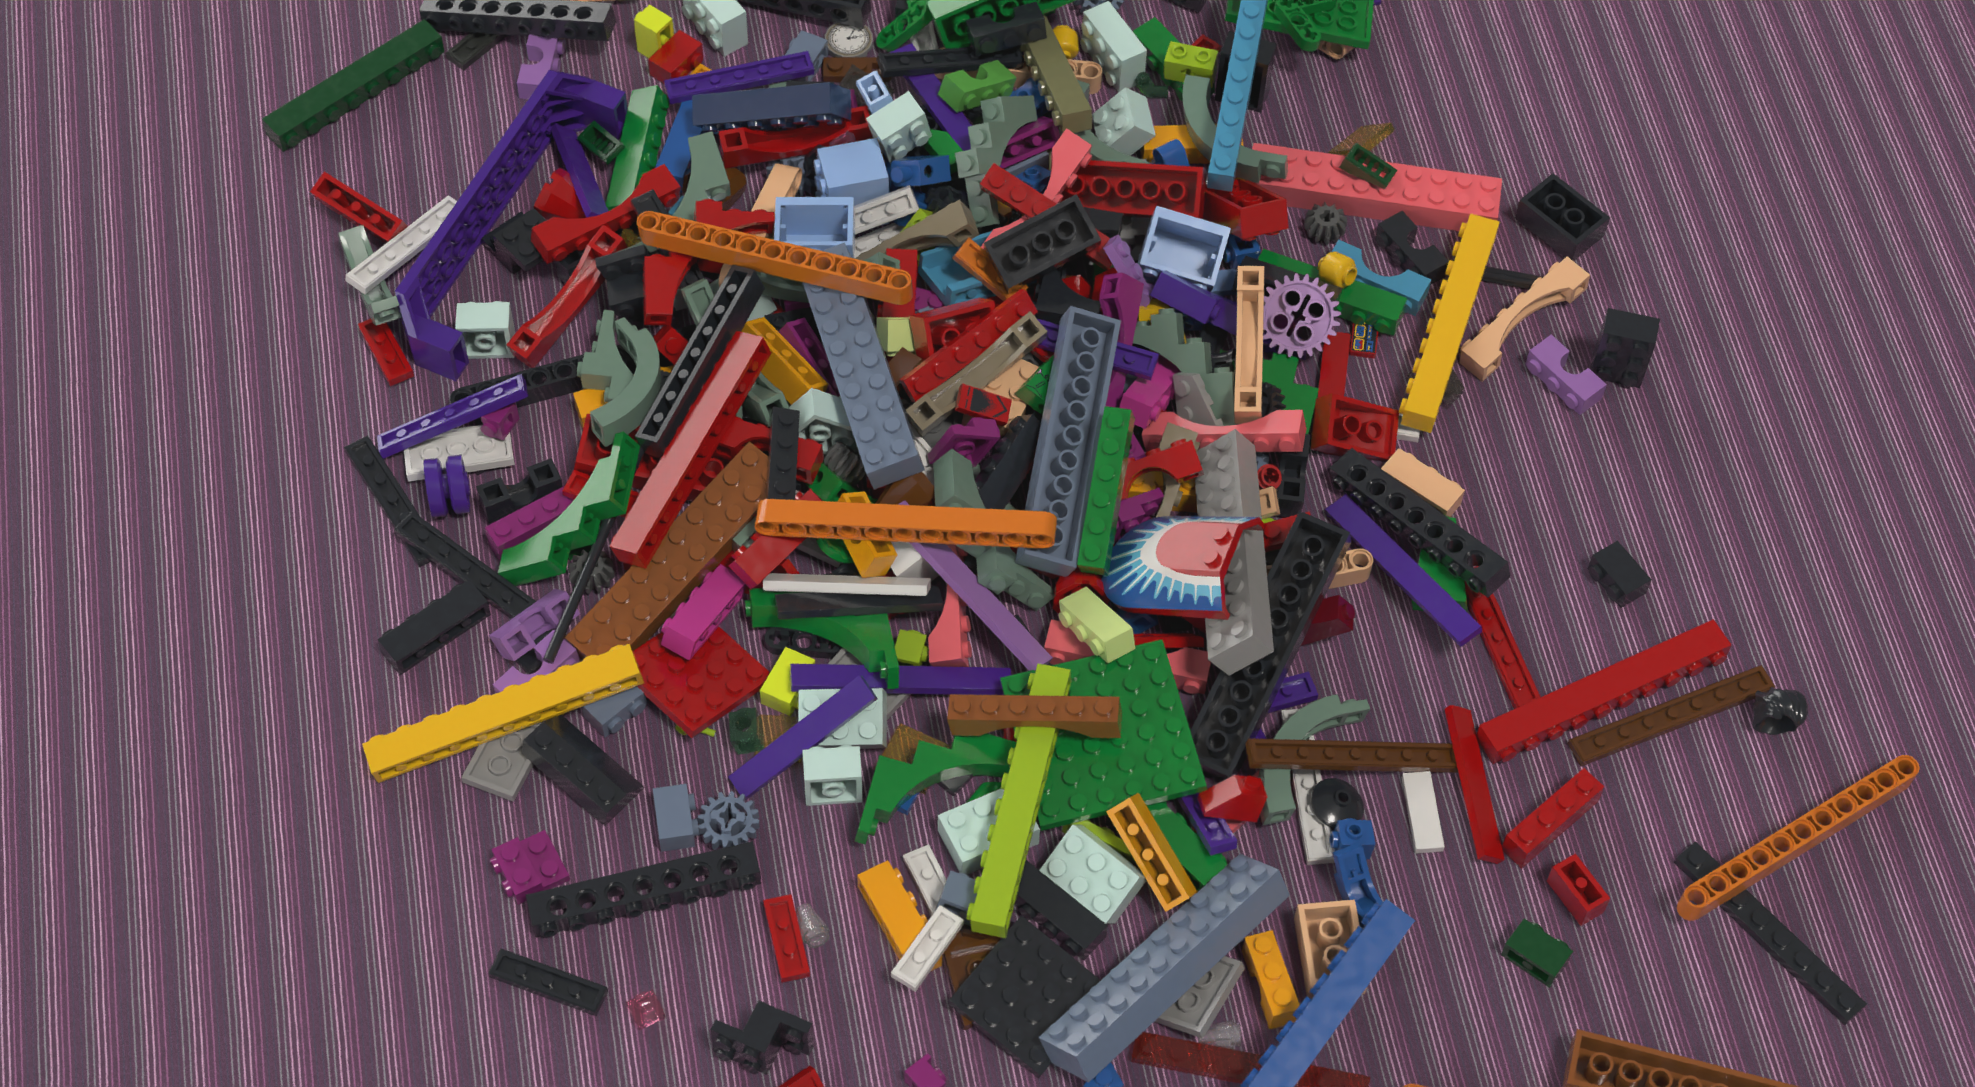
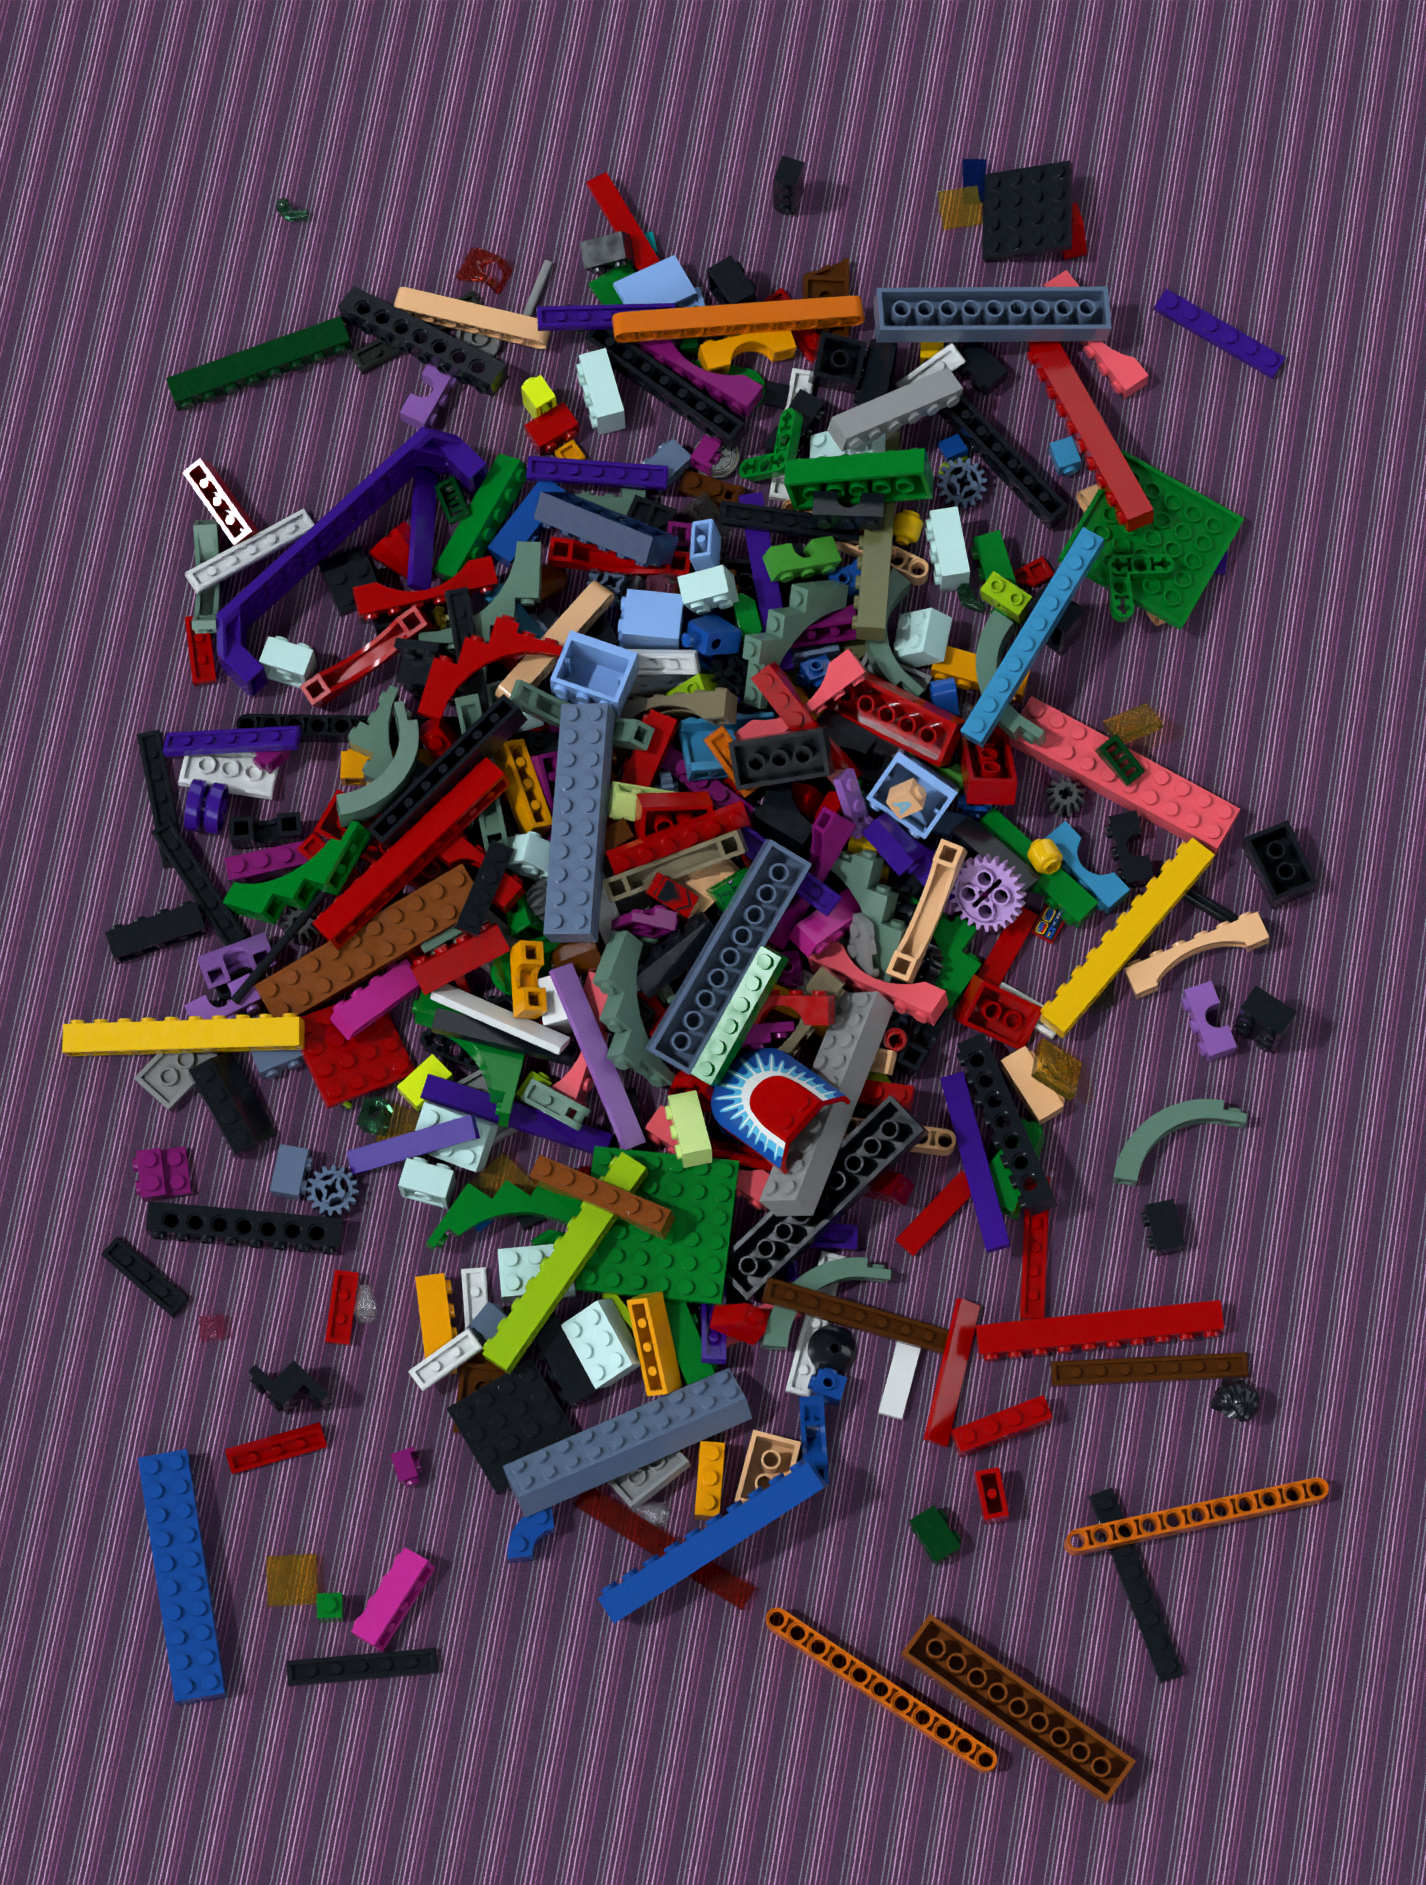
camera: 25 degrees right, 15 degrees up
(759, 252) = (543, 712): orange beam -> none
(841, 36) = (706, 454): none -> magenta brick
(906, 523) = (559, 991): orange beam -> none
(941, 649) = (554, 1104): none -> sand green plate
(1182, 248) = (906, 798): none -> light nougat brick
(1382, 638) = (935, 1215): none -> red tile
(1441, 460) = (1056, 1069): none -> clear yellow plate
(1590, 461) = (1165, 1122): none -> sand green arch

